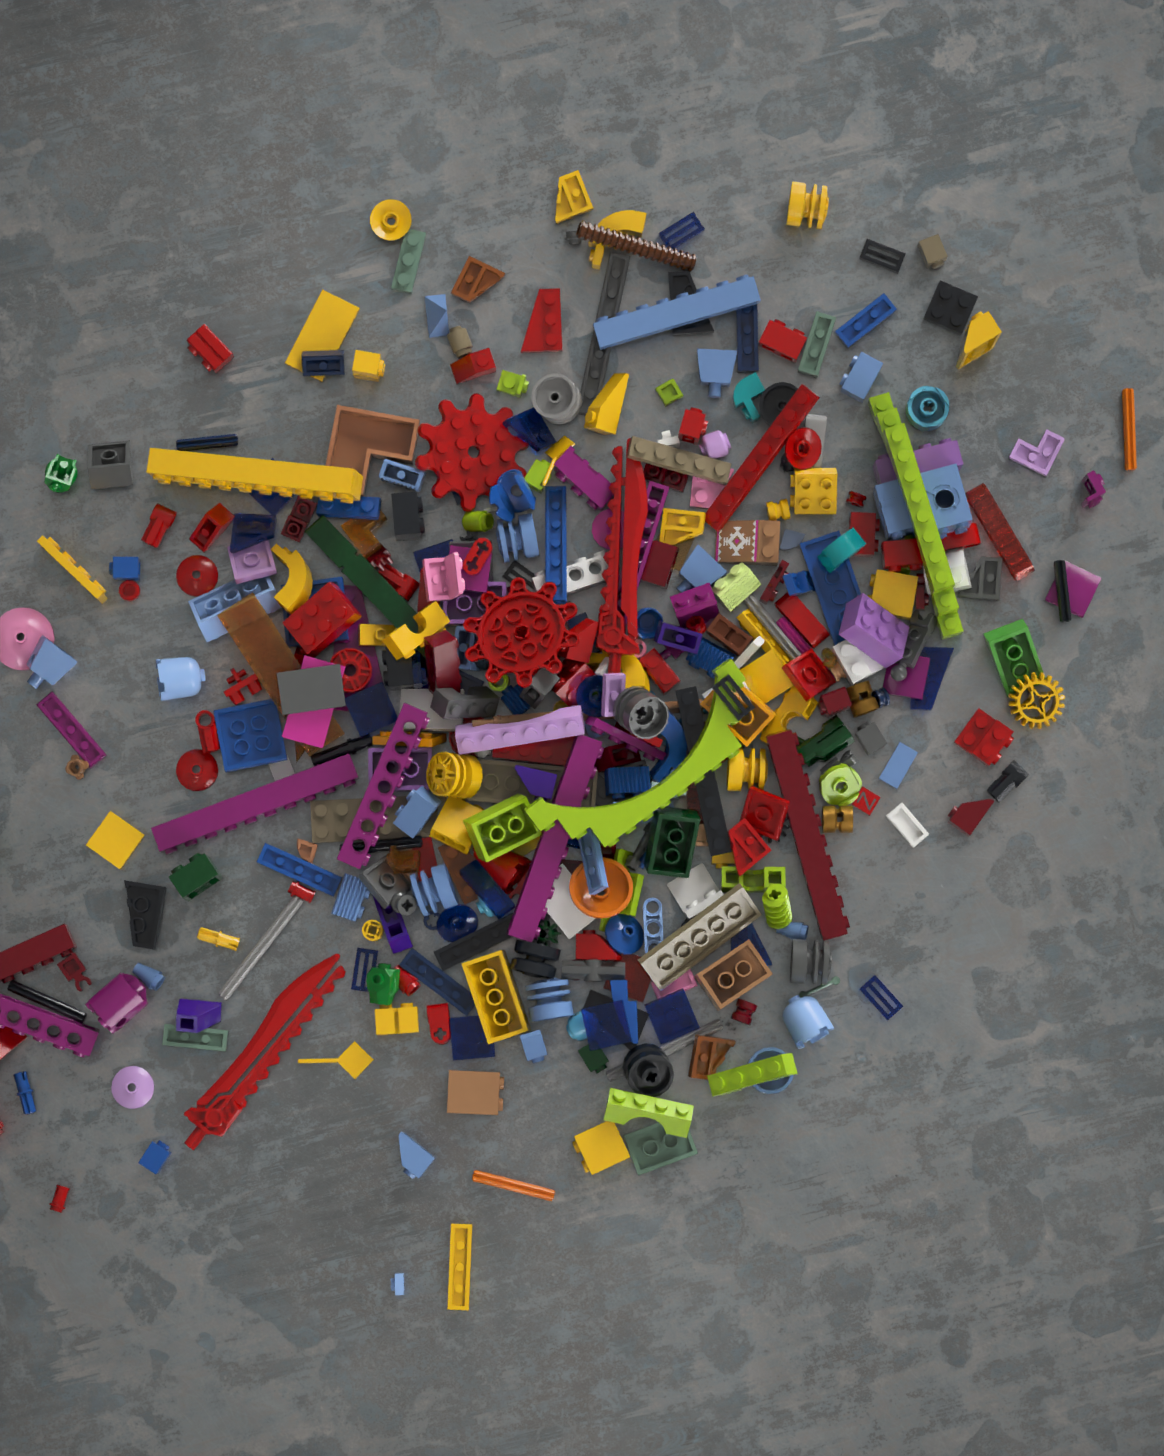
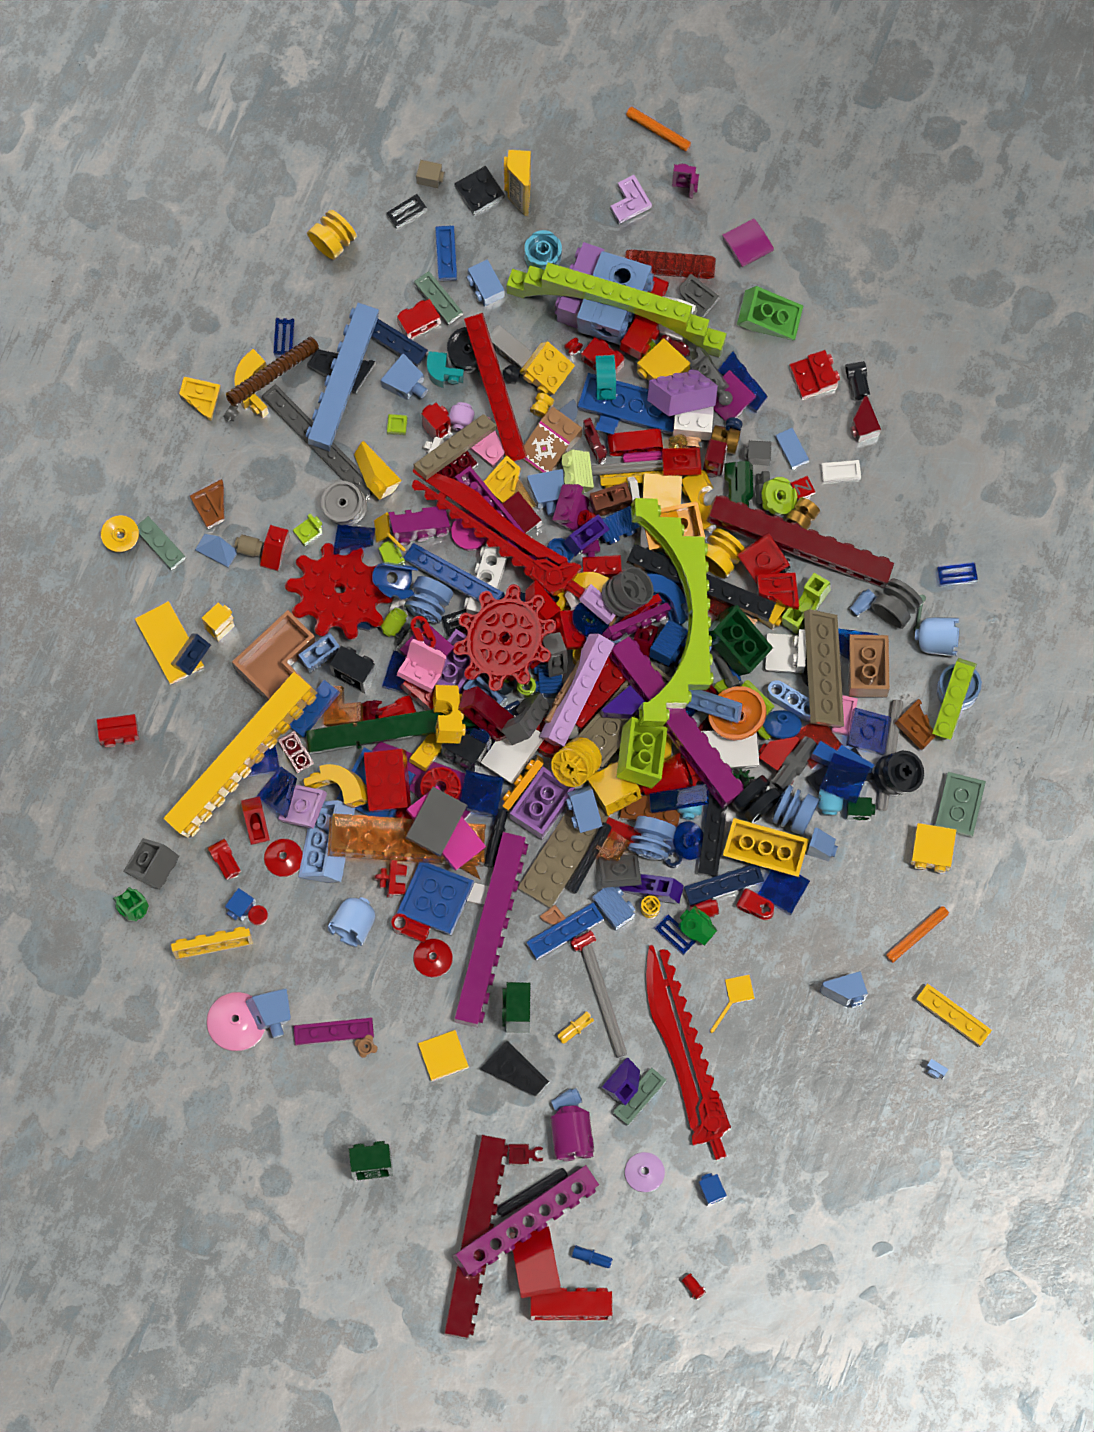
camera: 55 degrees left, 10 degrees down
(207, 442) = (188, 779): dark blue axle -> none
(348, 853) = (579, 881): magenta brick -> none
(396, 1020) = (731, 935): yellow piece -> none
(399, 900) = (647, 866): dark grey wheel -> none
(474, 1092) = (827, 914): medium nougat panel -> none
(544, 328) = (281, 477): red wing -> none
(626, 1105) = (915, 806): lime arch -> none
(722, 683) = (681, 522): black tile -> none
(741, 1016) = (901, 677): dark red wheel -> none
(777, 906) = (839, 598): lime piece -> none
(809, 451) = (510, 353): red dish -> none
(1045, 696) = (827, 320): yellow gear -> none
(1062, 591) = (745, 248): black axle -> none

